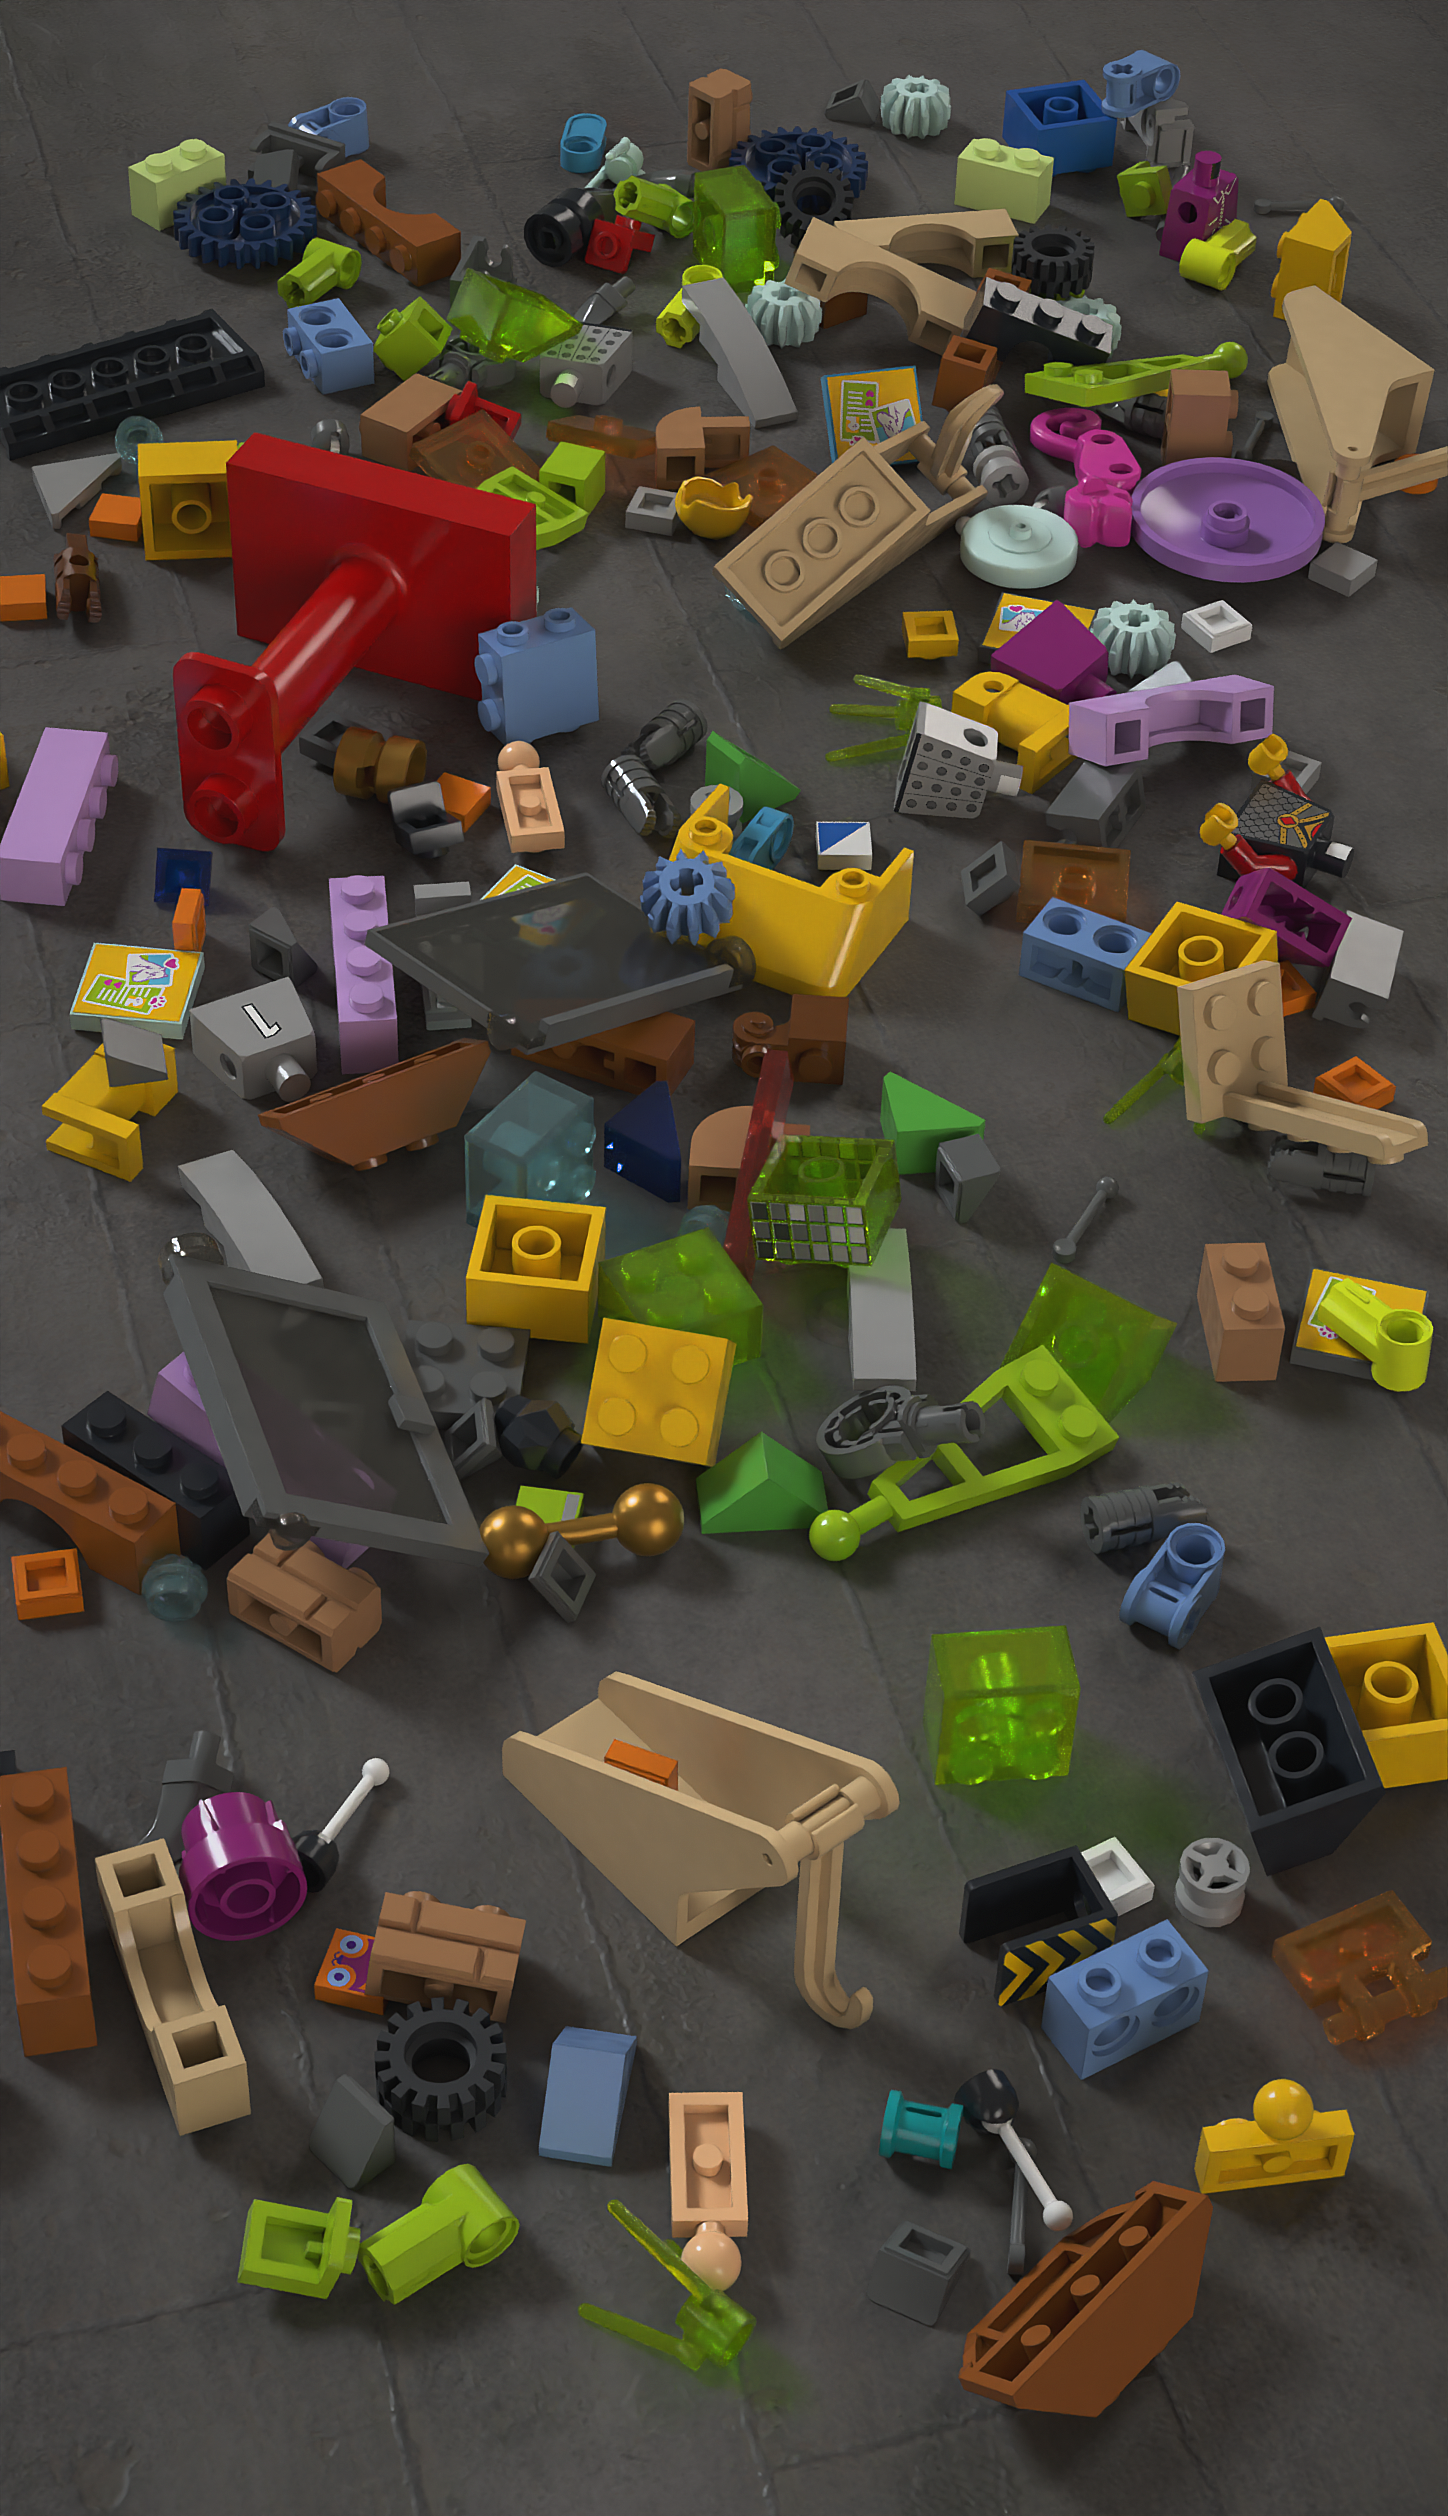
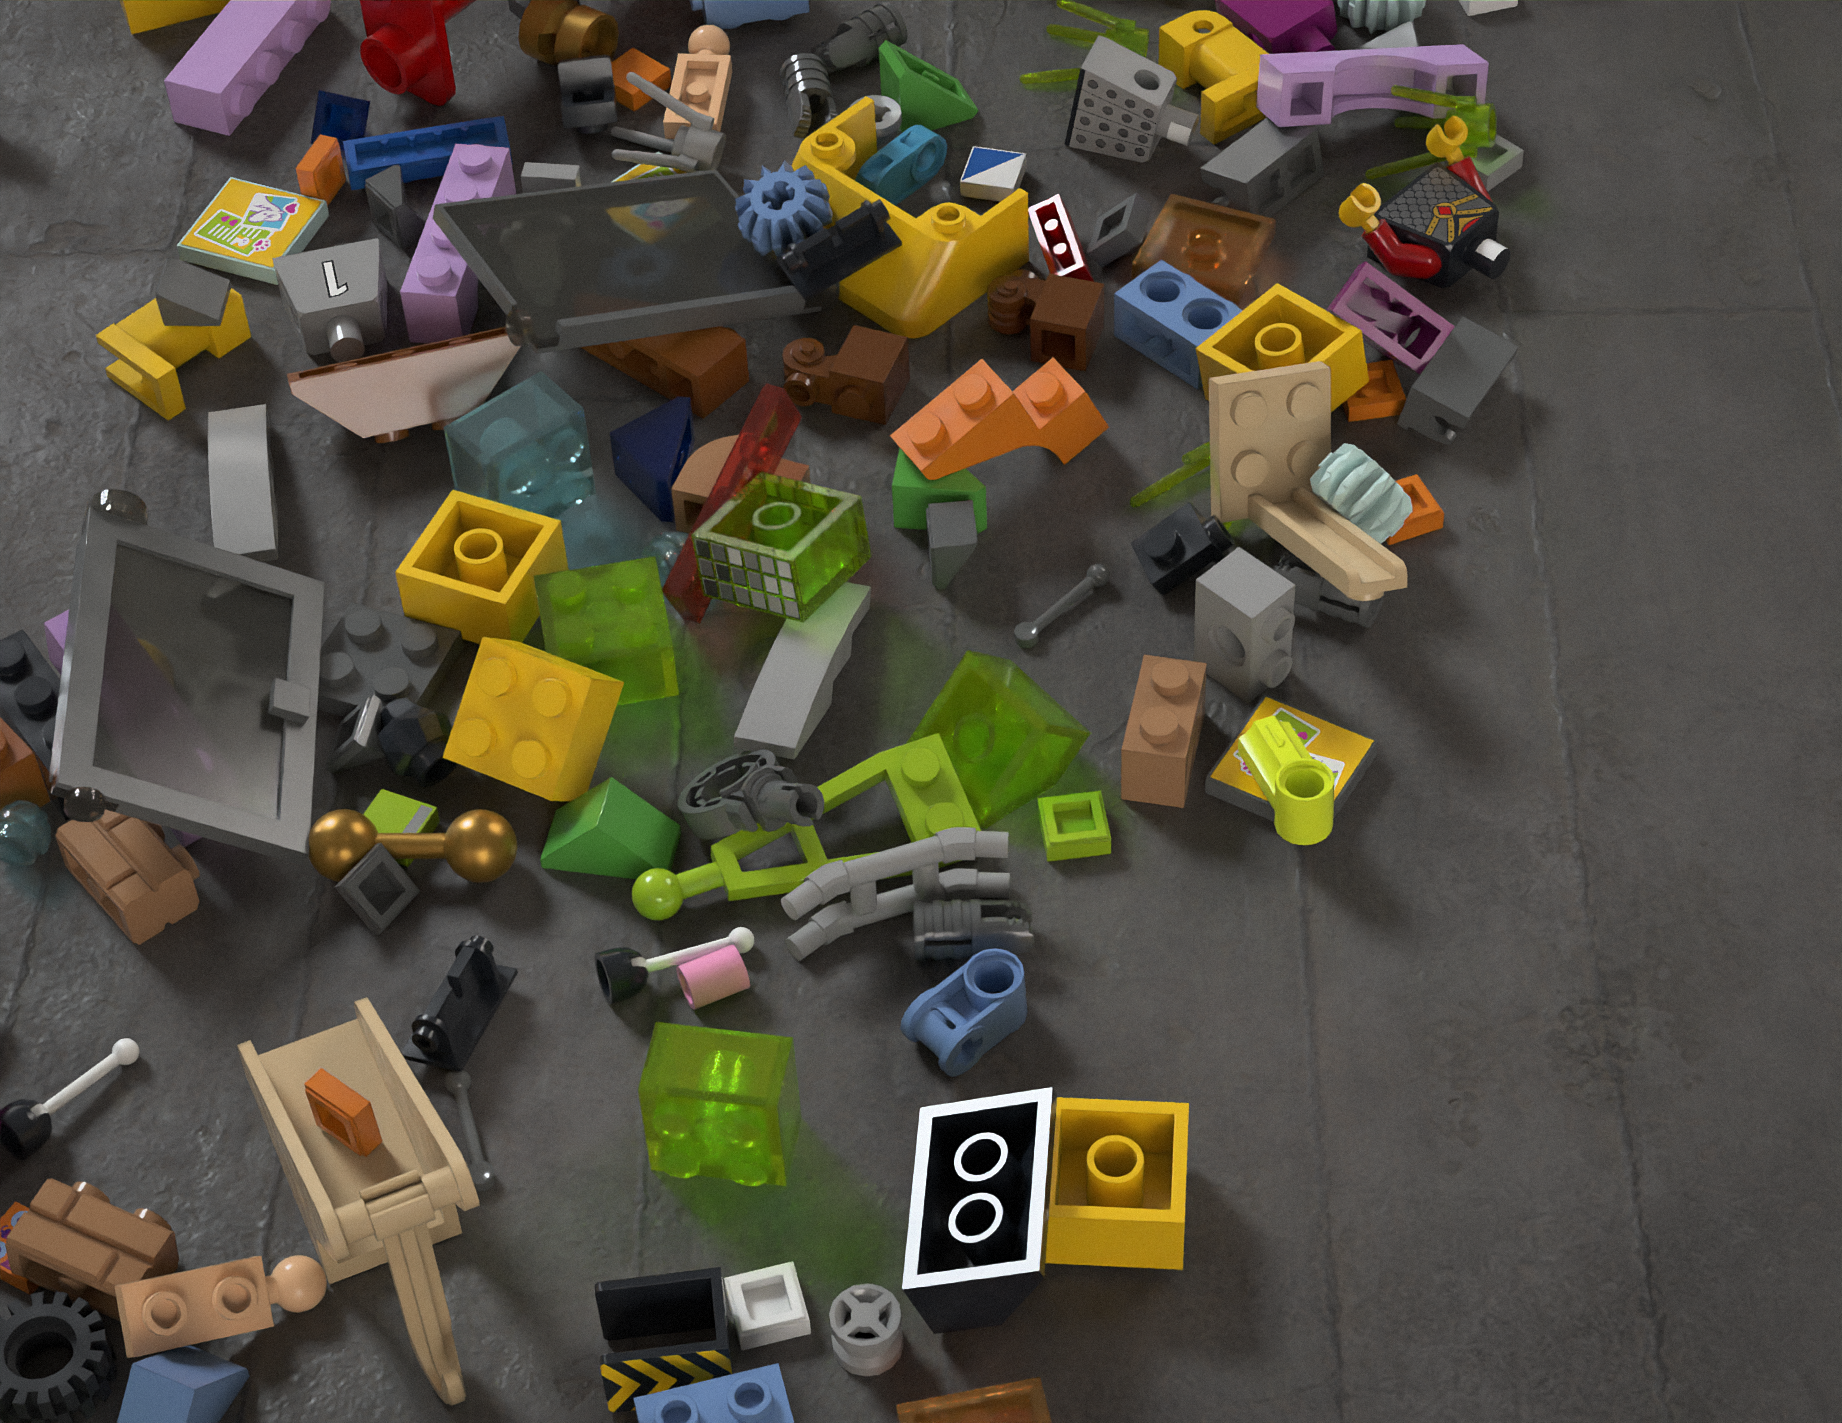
camera: 20 degrees right, 5 degrees up
(292, 890) = (421, 151): none -> blue plate
(552, 856) = (693, 146): none -> light grey plant
(588, 1978) = (214, 1302): none -> light nougat plate
(696, 1654) = (460, 1007): none -> black hinge
(757, 925) = (839, 250): none -> black hinge
(835, 1612) = (625, 972): none -> hinge
(921, 1600) = (713, 977): none -> bright pink hinge
(945, 903) = (1059, 239): none -> red piece
(970, 957) = (1061, 313): none -> reddish brown brick
(973, 1053) = (985, 418): none -> orange arch
(1031, 1485) = (860, 879): none -> light grey piece
(1178, 1150) = (1181, 547): none -> black bracket
(1188, 1411) = (1074, 826): none -> lime tile
(1267, 725) = (1478, 117): none -> clear neon green plant
(1281, 1201) = (1244, 624): none -> light grey brick
(1331, 1069) = (1361, 492): none -> light aqua gear

